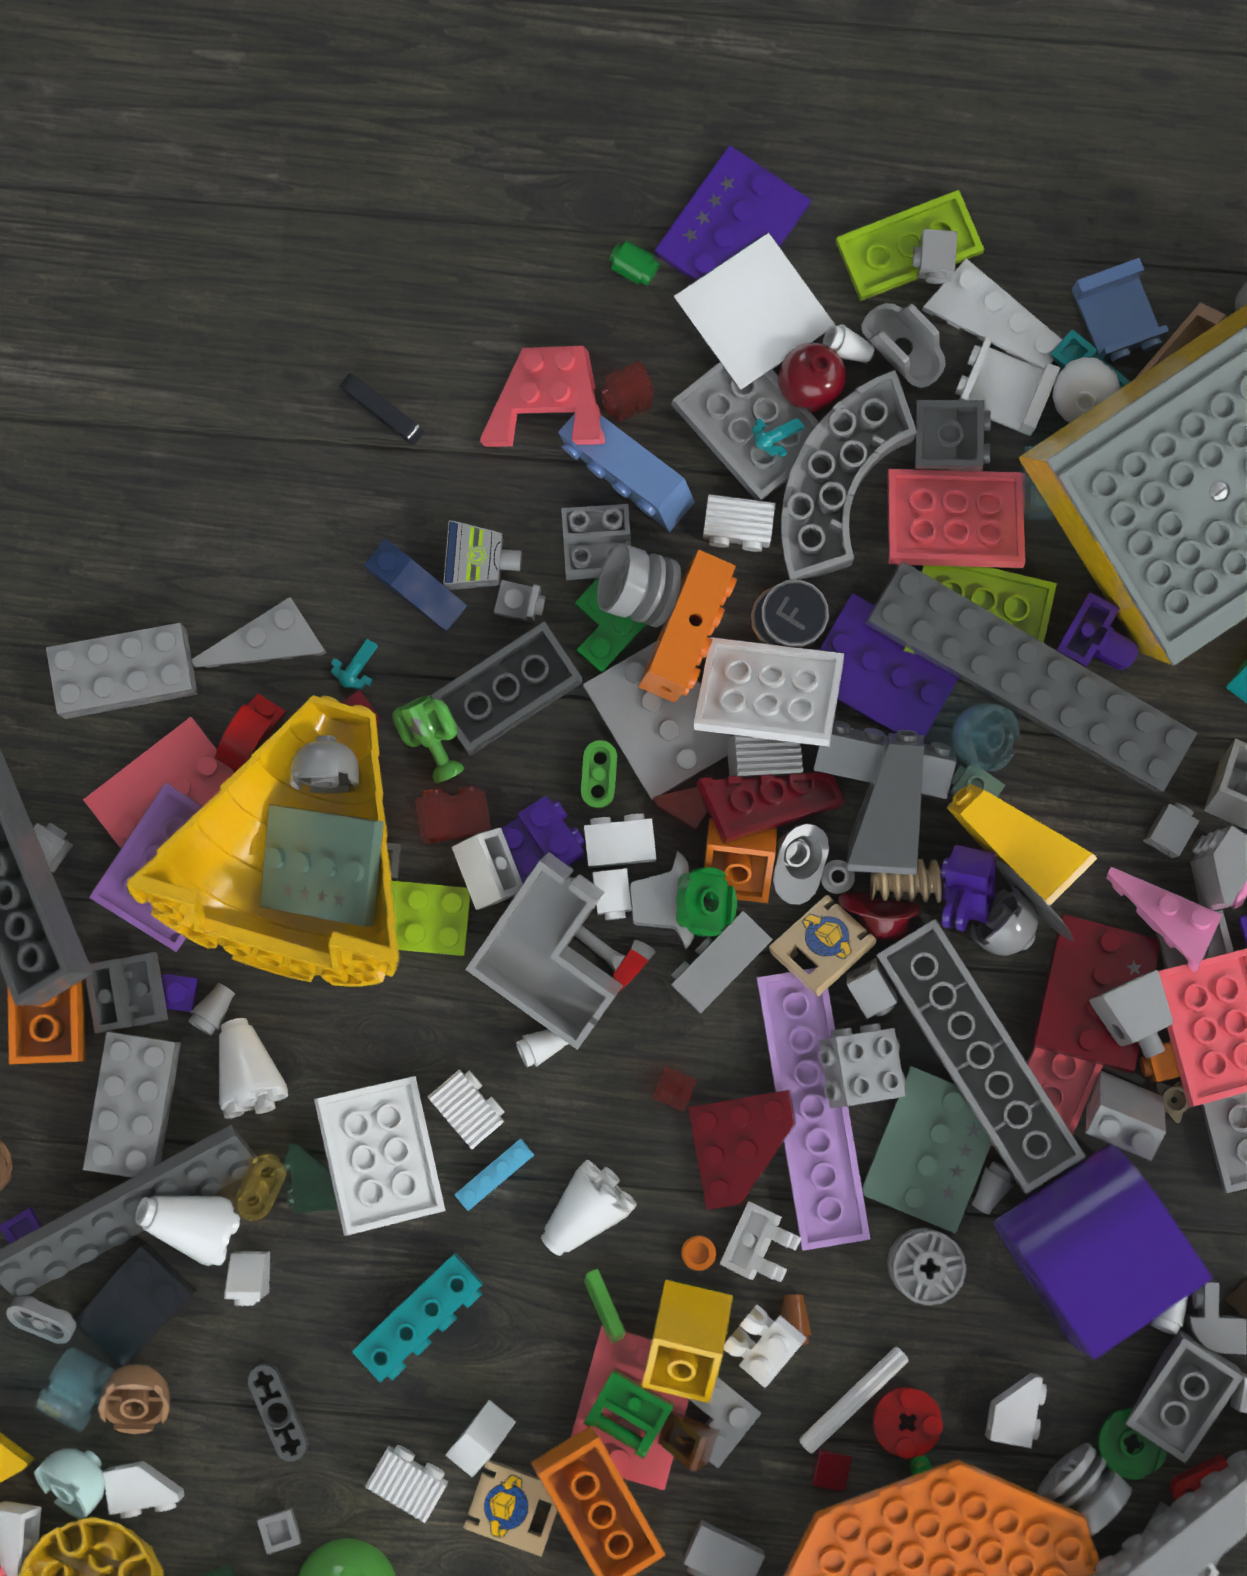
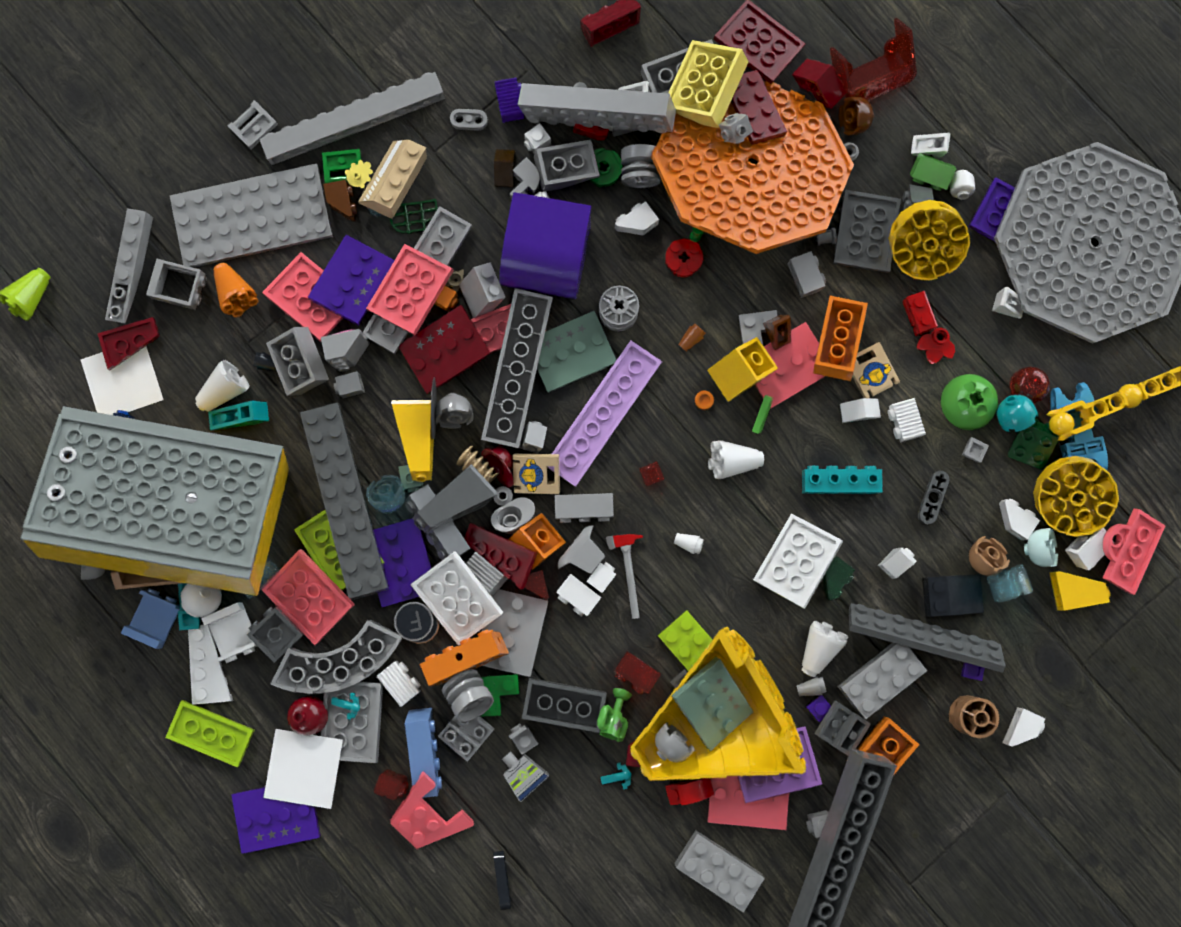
camera: 135 degrees left, 0 degrees up
(41, 1319) = (998, 626): light grey plate -> none
(191, 1224) = (902, 605): white cone -> none
(262, 1185) = (857, 594): clear yellow plate -> none
(273, 635) = (640, 824): light grey wing -> none
(415, 585) = (560, 787): dark blue slope -> none
(467, 1108) = (744, 546): white brick -> none
(488, 868) = (643, 636): white brick -> none
(494, 1174) = (757, 509): medium azure piece -> none
(531, 959) = (662, 576): light grey piece -> none
(542, 831) = (612, 626): dark purple plate -> none
(598, 775) = (560, 632): bright green plate -> none
(634, 263) = (333, 840): green brick -> none
(635, 1405) = (787, 364): green plate -> none
(690, 905) = (564, 545): green plate -> none
(738, 1142) = (646, 427): dark red plate -> none
(751, 1241) = (678, 384): white plate -> none
(771, 1352) = (712, 333): white plate -> none
(830, 1470) = (732, 268): dark red slope -> none
(848, 344) = (278, 715): white cone -> none
(853, 1400) = (697, 285): white axle -> none
(861, 1066) = (568, 410): light grey brick -> none
(890, 323) = (251, 707): light grey piece -> none
(935, 255) = (204, 717): light grey brick -> none
(968, 886) = (454, 440): dark purple brick -> none
(993, 1187) = (562, 313): light grey cone -> none
(1094, 637) = (302, 492): dark purple brick -> none
(1136, 1012) = (437, 326): light grey torso -> none
(1177, 919) = (383, 347): bright pink wing -> none

